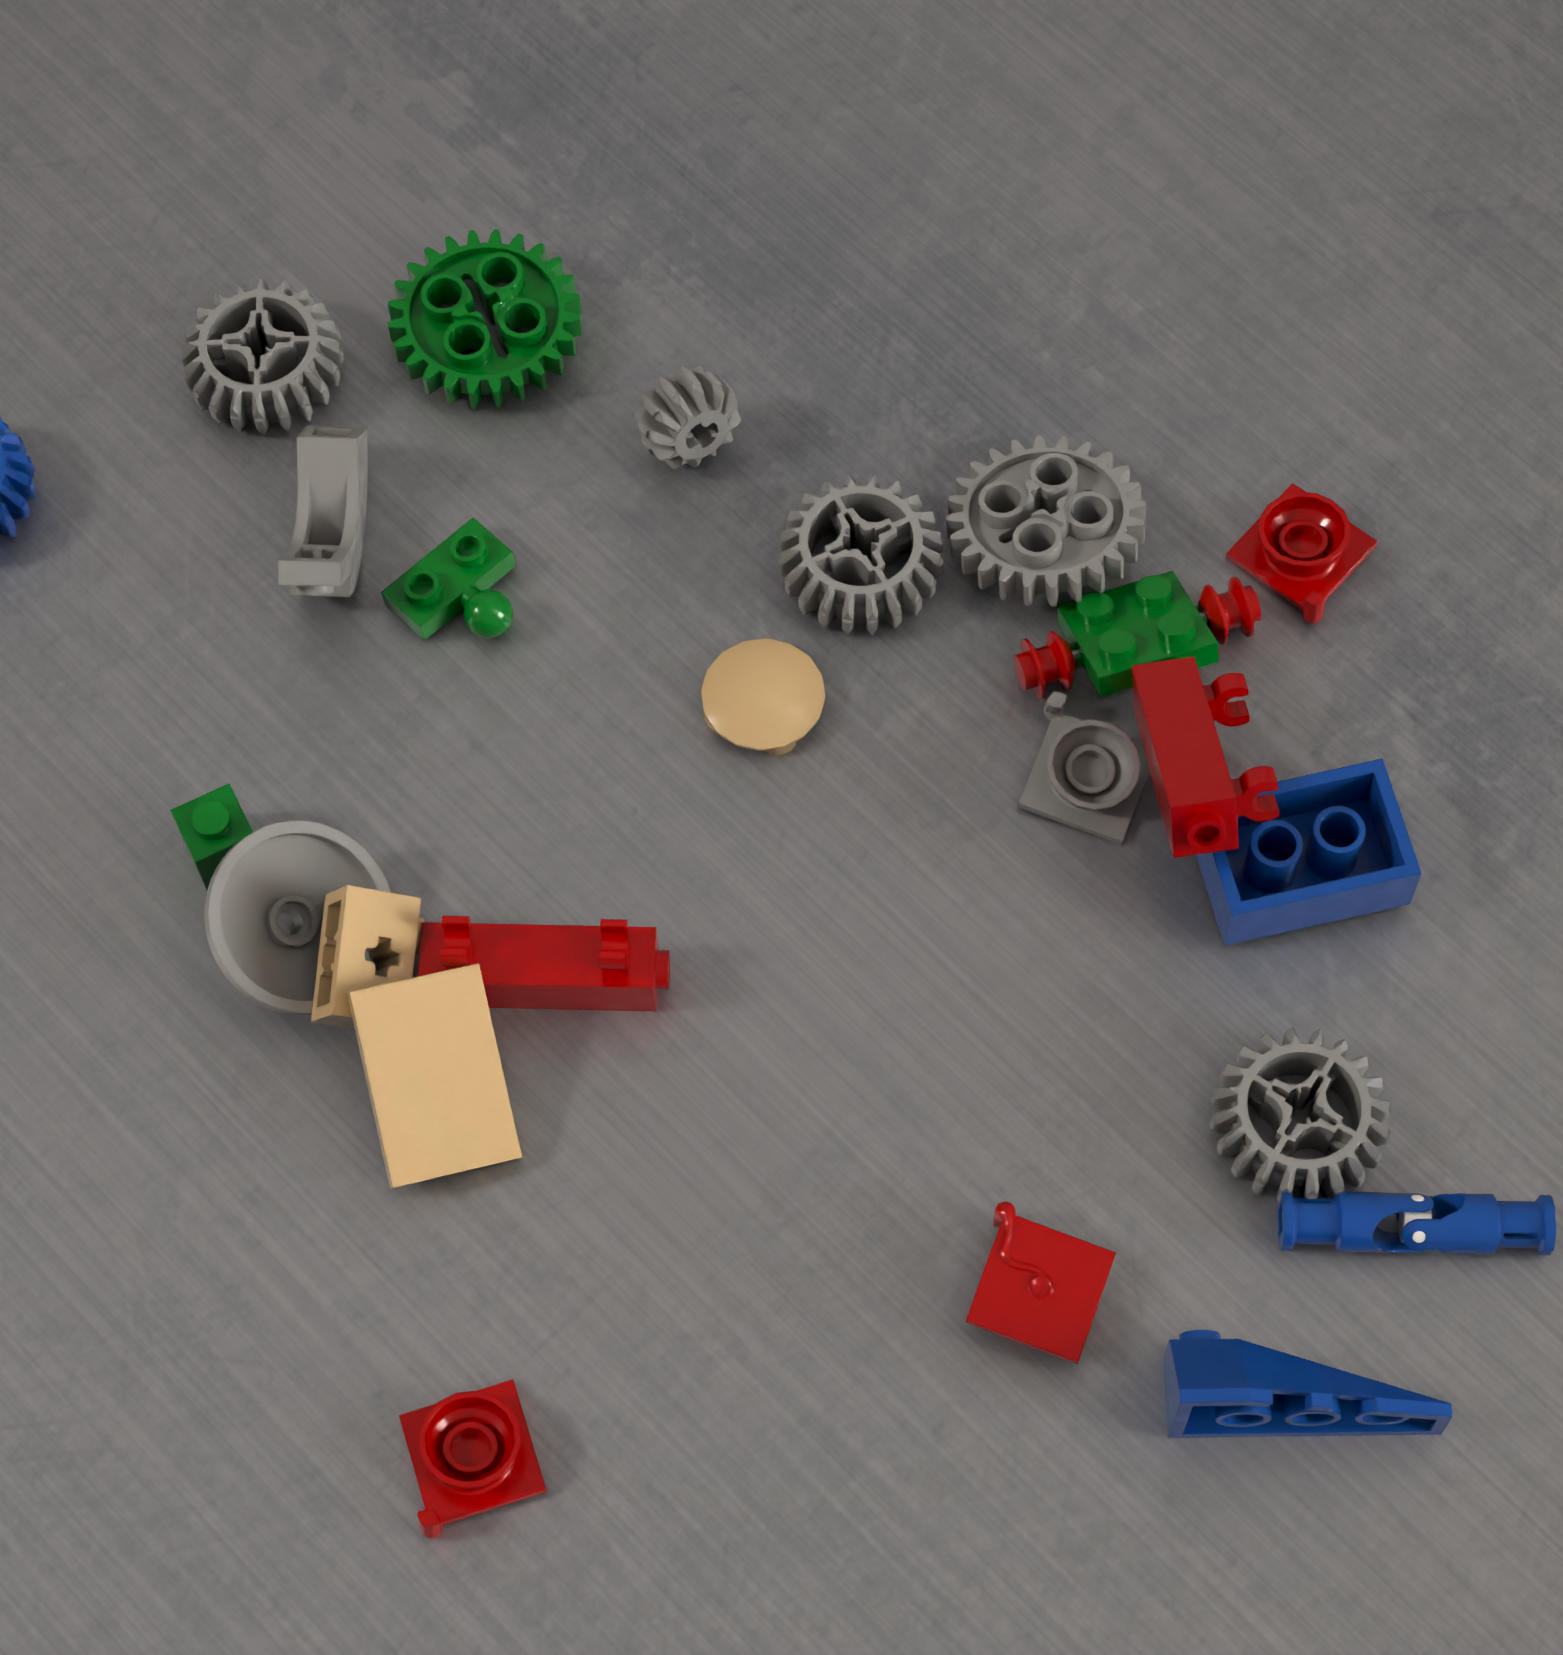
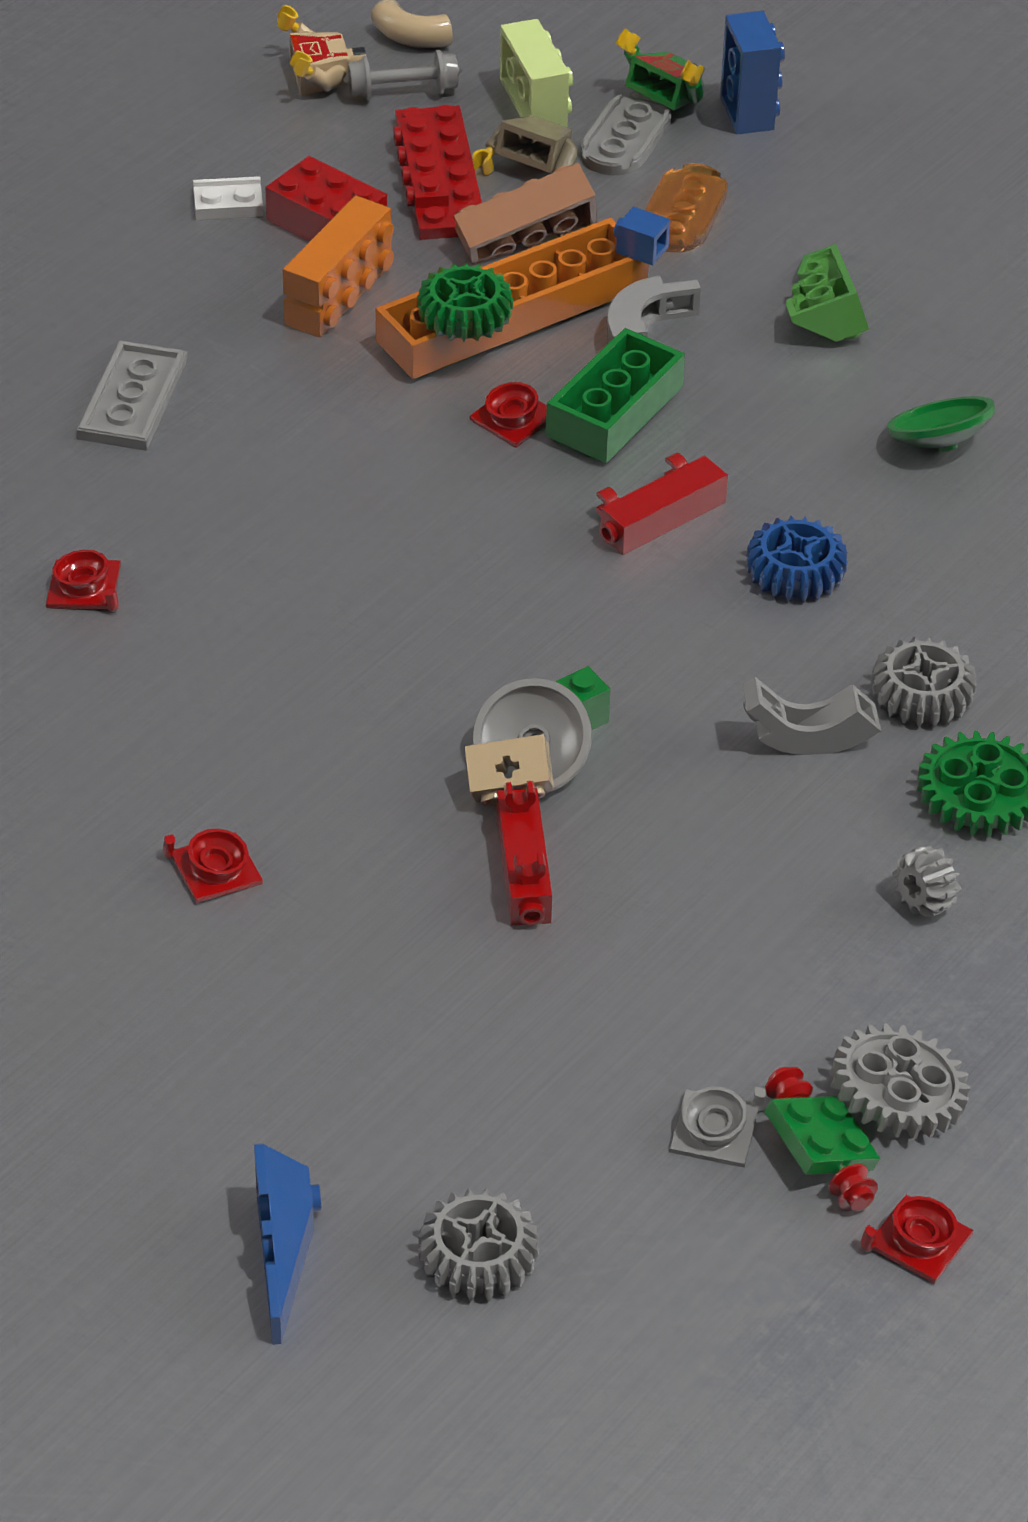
camera: 80 degrees right, 20 degrees down
(434, 1075) = (439, 807): tan tile -> none
(456, 579) = (784, 790): green plate -> none
(763, 695) = (738, 952): tan dish -> none
(844, 580) = (852, 975): light grey gear -> none
(1040, 1286) = (343, 1113): red hat -> none
(1187, 760) = (714, 1137): red brick -> none
(1323, 860) = (668, 1229): blue brick -> none
(1439, 1222) = (412, 1314): blue piece -> none

